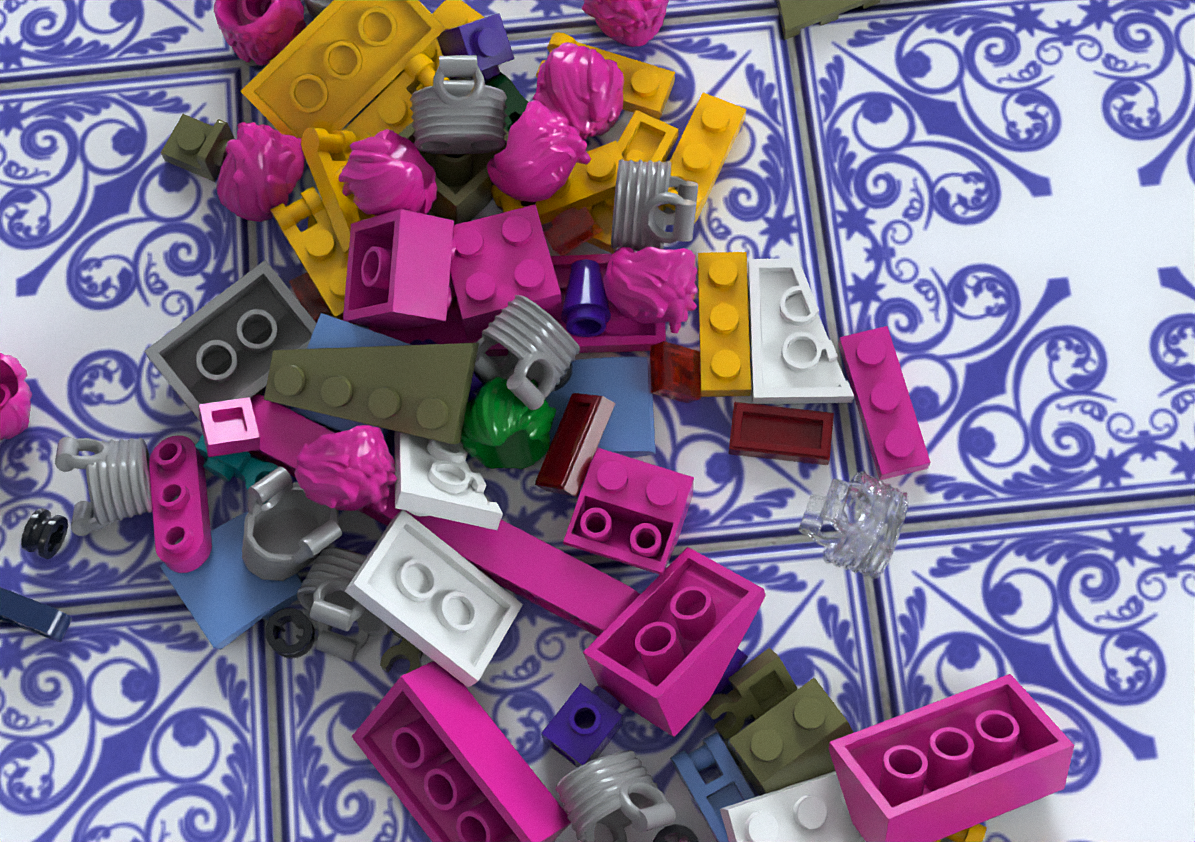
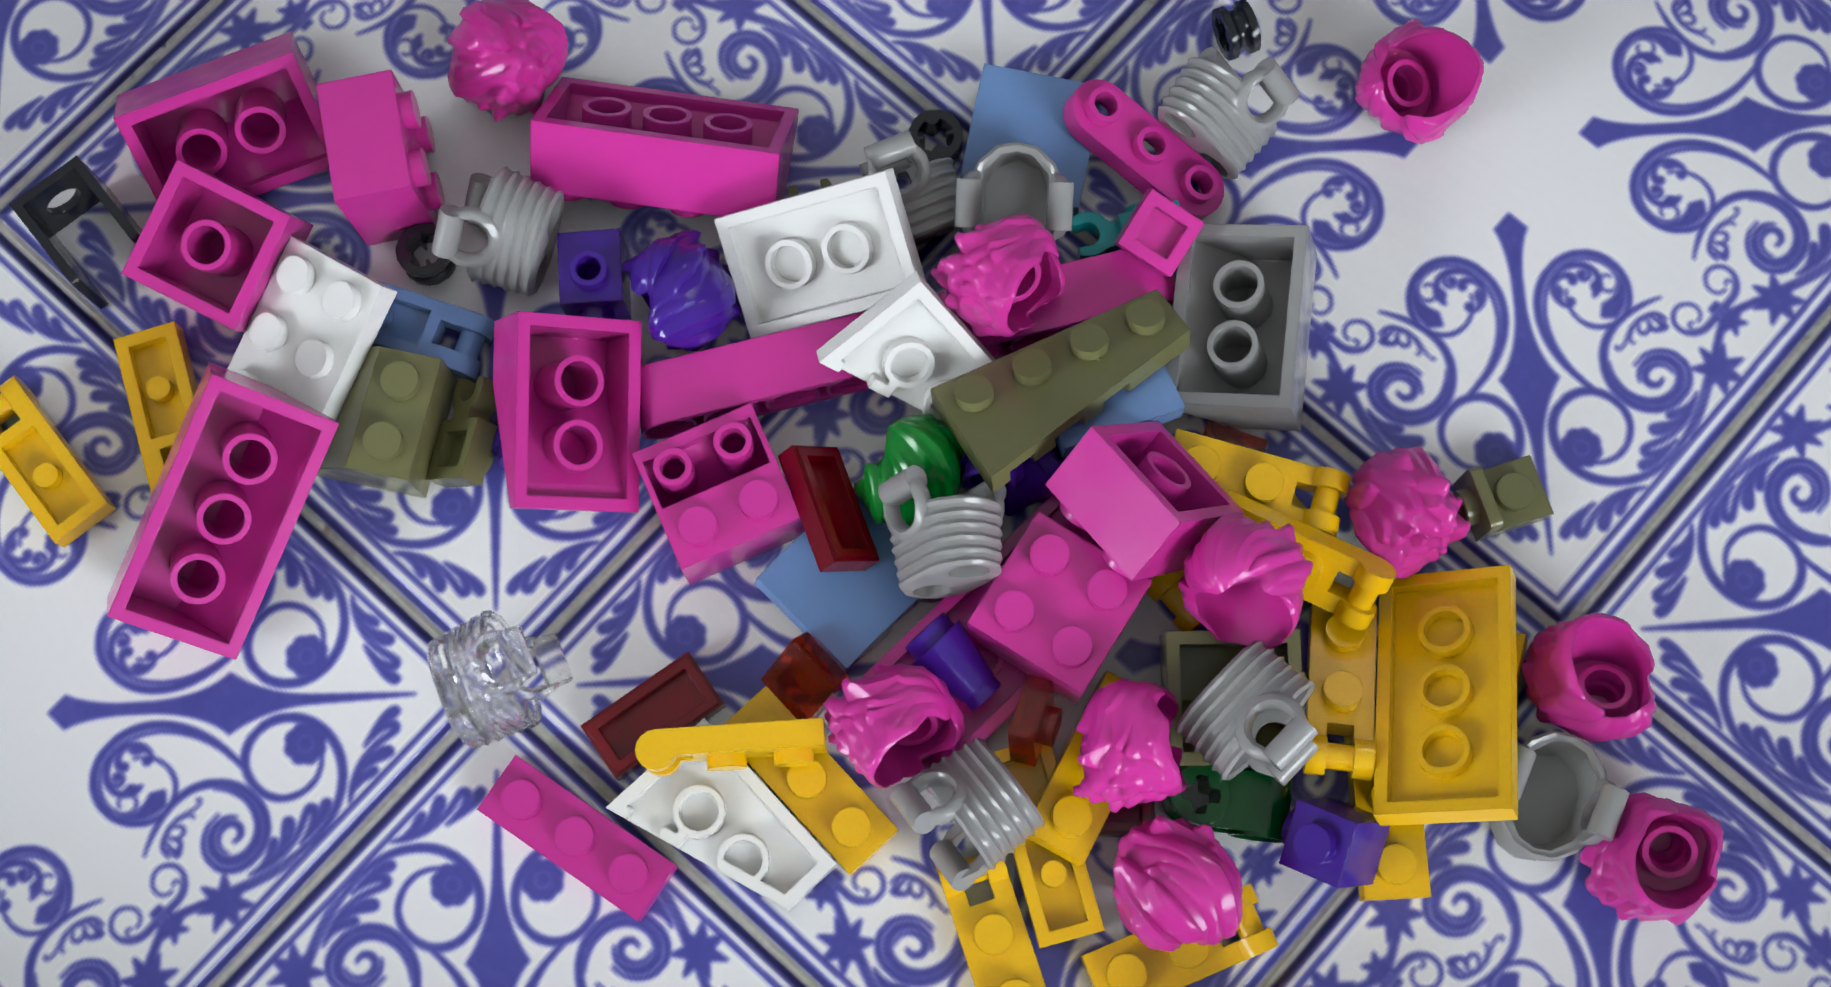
camera: 135 degrees right, 5 degrees up
(537, 656) = (685, 290): none -> dark purple hair
(751, 357) = (730, 745): none -> yellow plate

